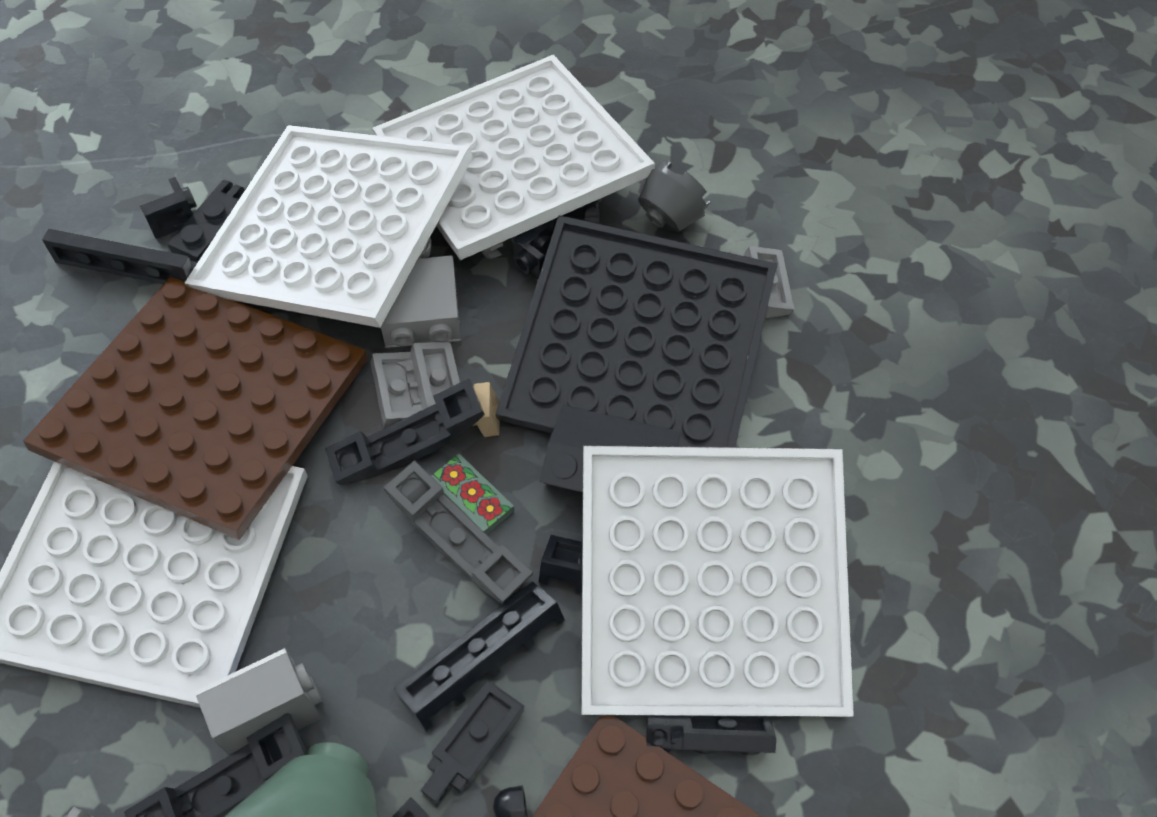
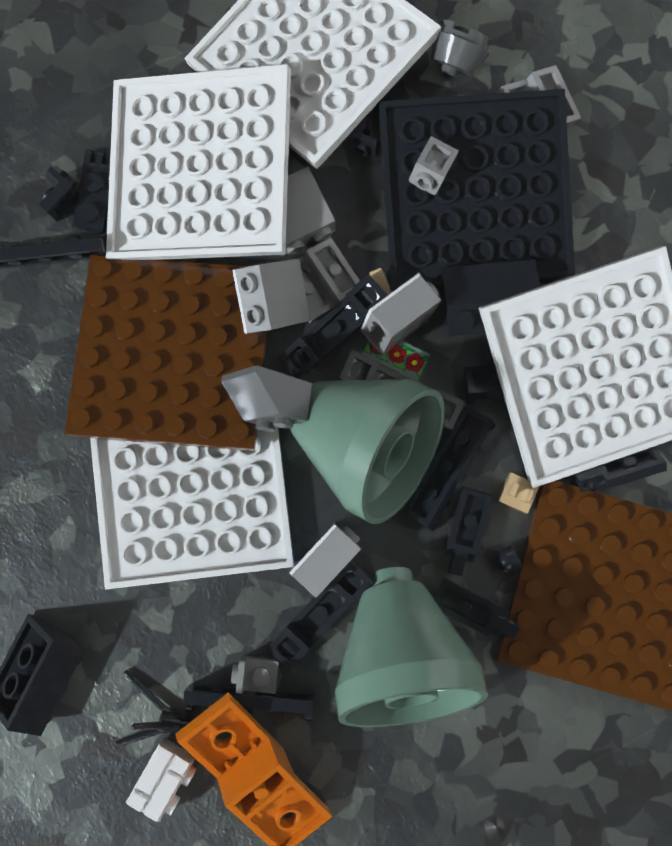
camera: 15 degrees left, 25 degrees up
(278, 464) = (268, 397): none -> dark grey slope
(344, 367) = (271, 295): none -> light grey piece
(389, 570) = (372, 441): none -> sand green cone
(489, 437) = (400, 313): none -> light grey piece
(561, 720) = (518, 493): none -> tan tile
(591, 291) = (433, 165): none -> light grey bracket

